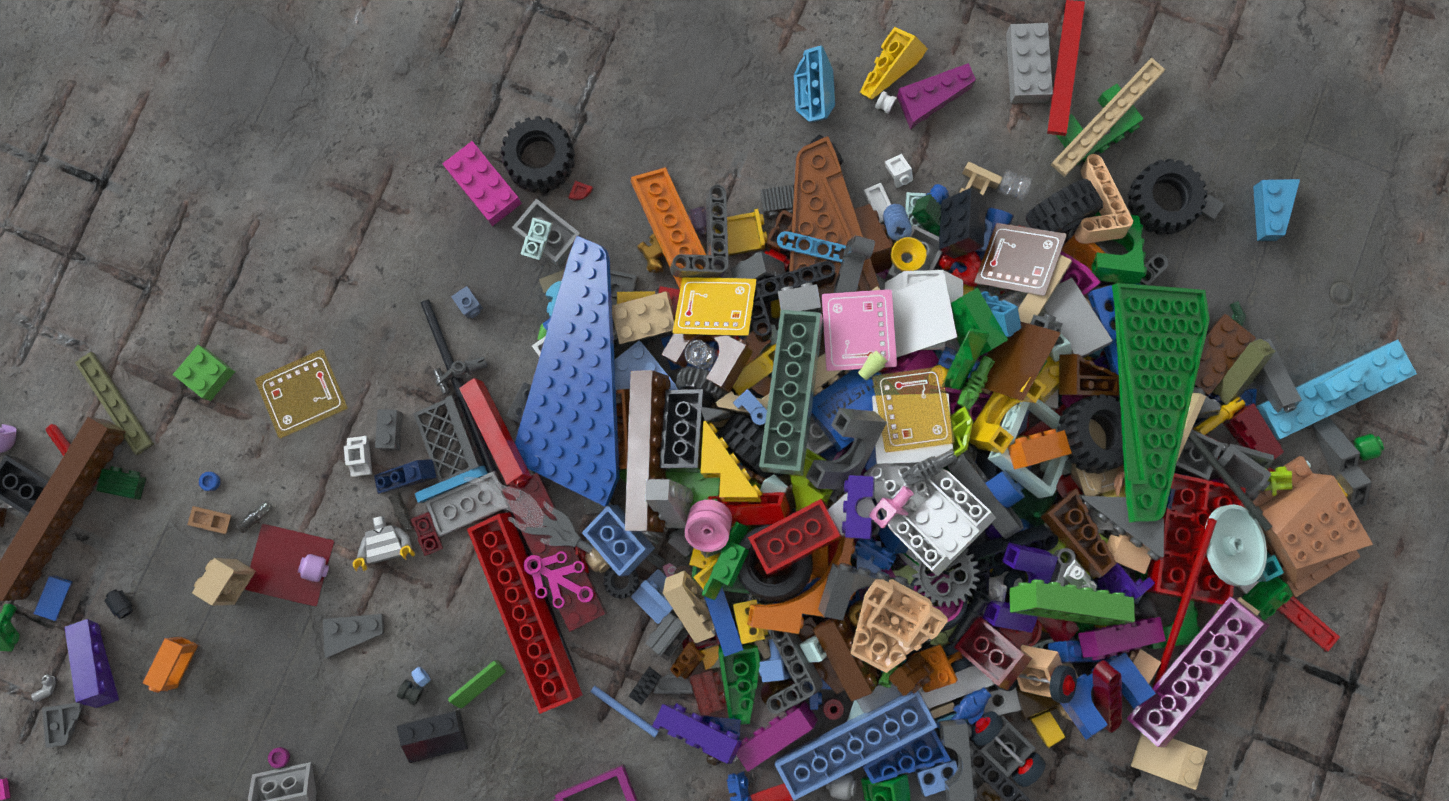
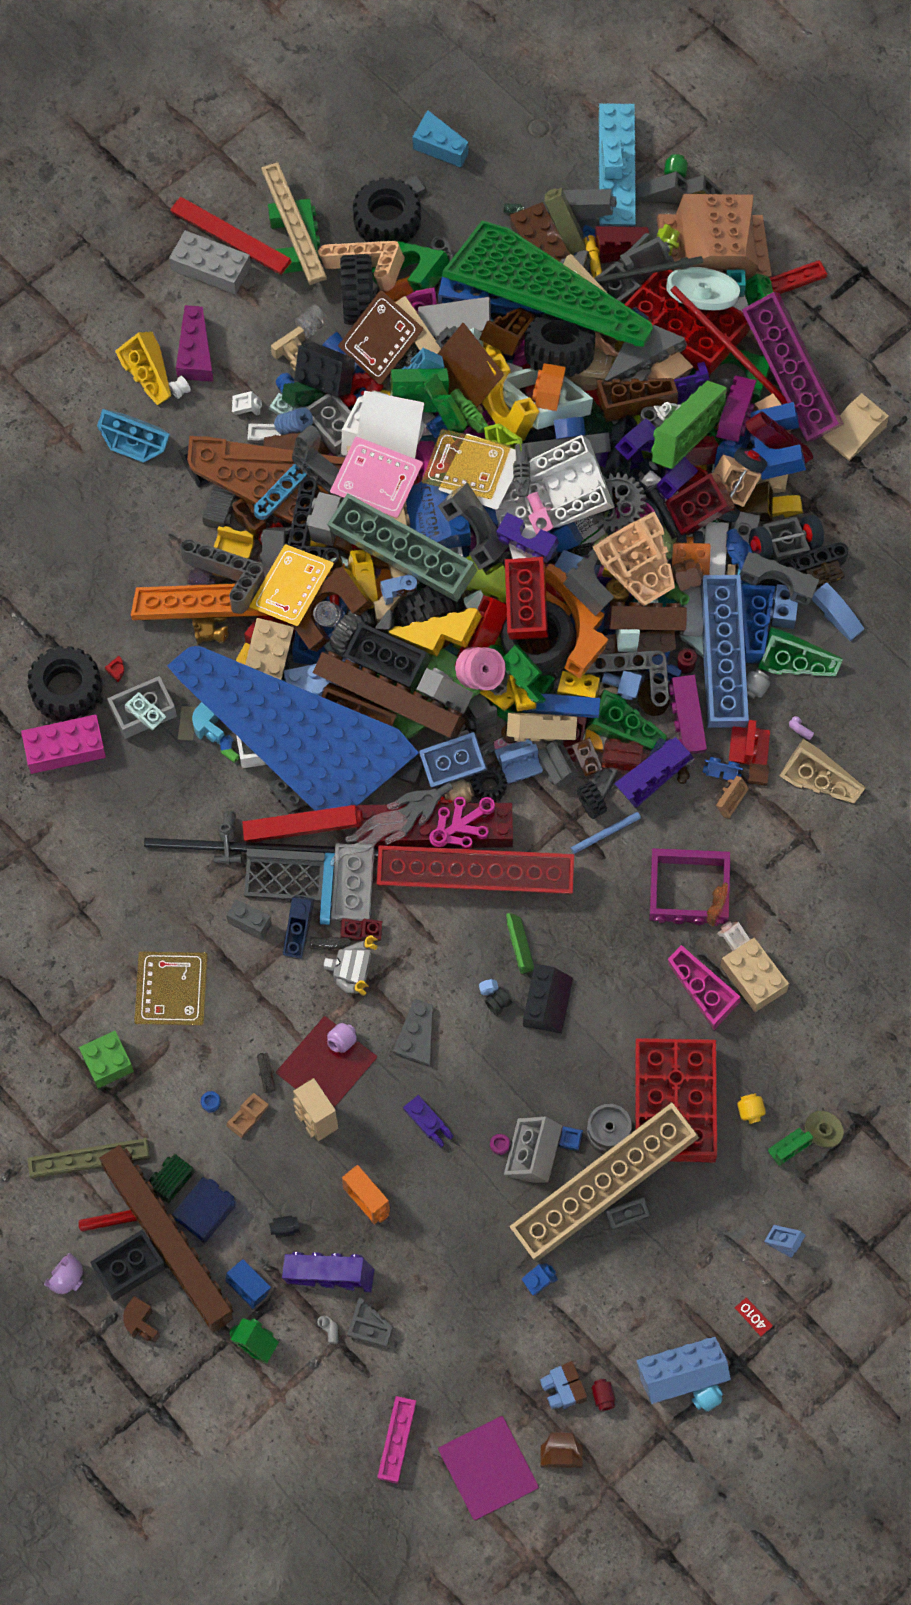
camera: 65 degrees left, 15 degrees down
(105, 526) = (204, 1209): none -> clear blue brick
(272, 681) = (427, 1120): none -> dark purple hinge
(358, 456) = (259, 955): white brick -> none
(467, 303) = (167, 804): sand blue brick -> none
(873, 364) = (412, 476): yellowish green cone -> none
(882, 555) = (577, 551): blue hinge -> none
(914, 248) = (327, 415): yellow piece -> none

